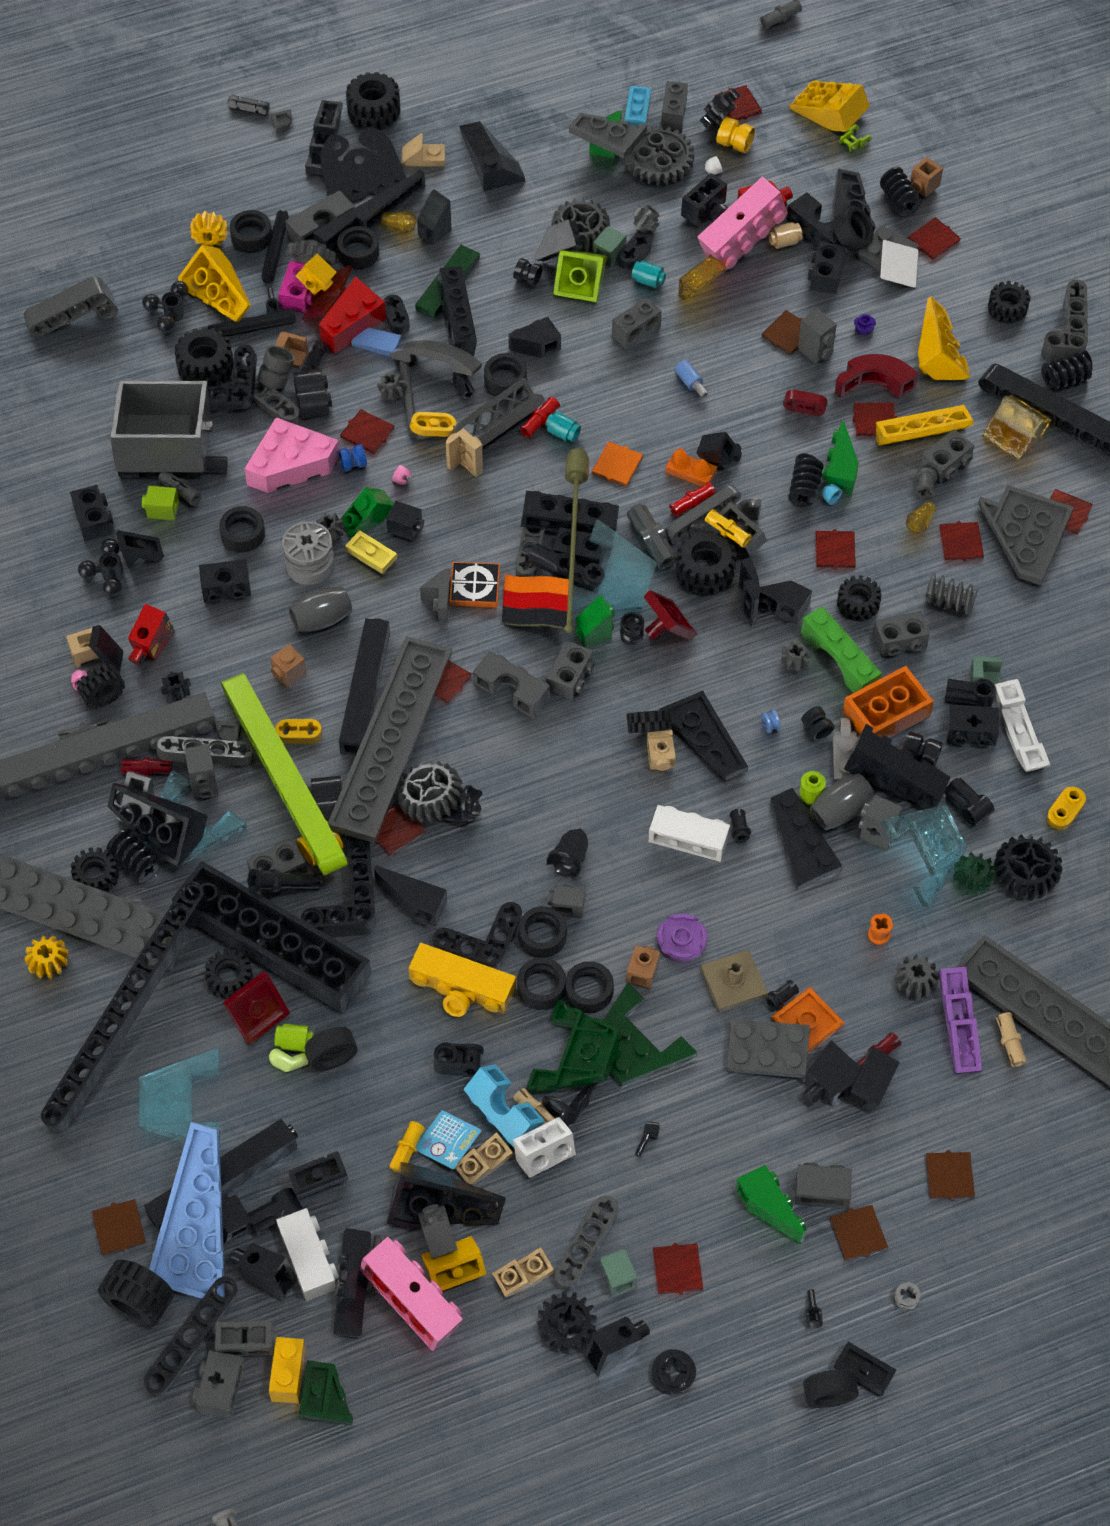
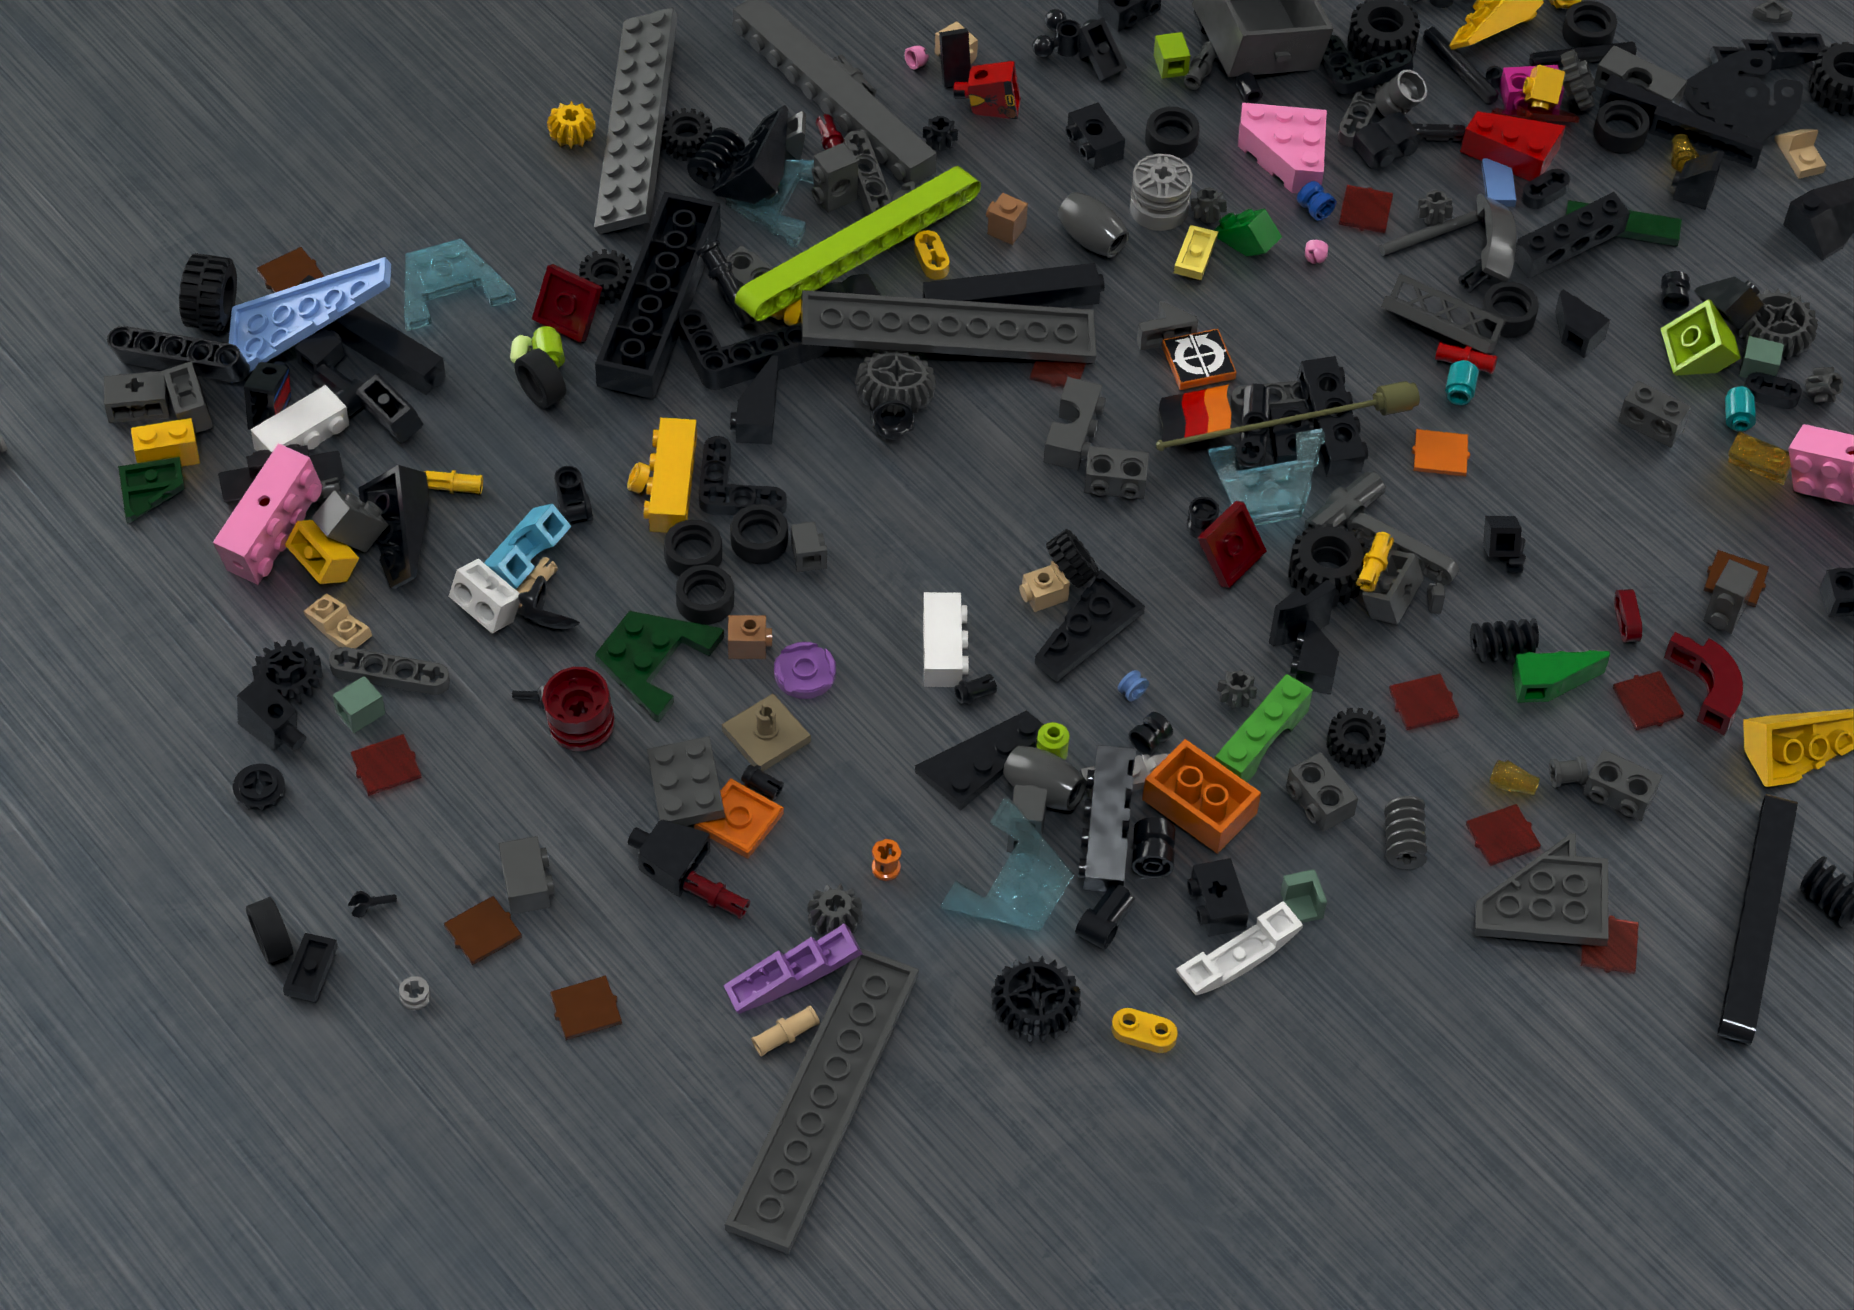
camera: 70 degrees right, 5 degrees down
(100, 686) = (908, 68): black tyre -> none
(124, 1018) = (528, 193): black beam -> none
(296, 344) = (1439, 104): medium nougat panel -> none
(398, 831) = (838, 373): clear red piece -> none
(404, 520) = (1249, 266): black brick -> none
(432, 424) = (1402, 260): yellow plate -> none
(447, 1139) = (474, 516): medium azure sticker -> none
(464, 450) = (1367, 291): tan bracket -> none
(485, 1160) = (455, 550): tan slope -> none
(569, 853) = (871, 533): black piece -> none
(586, 1055) = (615, 605): dark green wing -> none
(595, 623) = (1187, 477): green slope -> none
(685, 1089) = (578, 708): none -> dark red wheel
(690, 377) = (1604, 490): medium blue piece -> none
(690, 468) = (1468, 524): orange tile -> none
(692, 499) = (1421, 533): red pin -> none
(765, 1200) = (491, 821): green slope -> none
(831, 493) = (1498, 681): medium azure hinge -> none
(864, 324) = (1791, 660): dark purple plate -> none
(874, 1078) = (676, 891): black panel -> none
(922, 425) = (1655, 744): yellow fence -> none
(970, 692) = (1266, 881): black piece -> none
(983, 876) = (1002, 942): clear green gear -> none
(1016, 427) = (1712, 852): clear yellow slope -> none

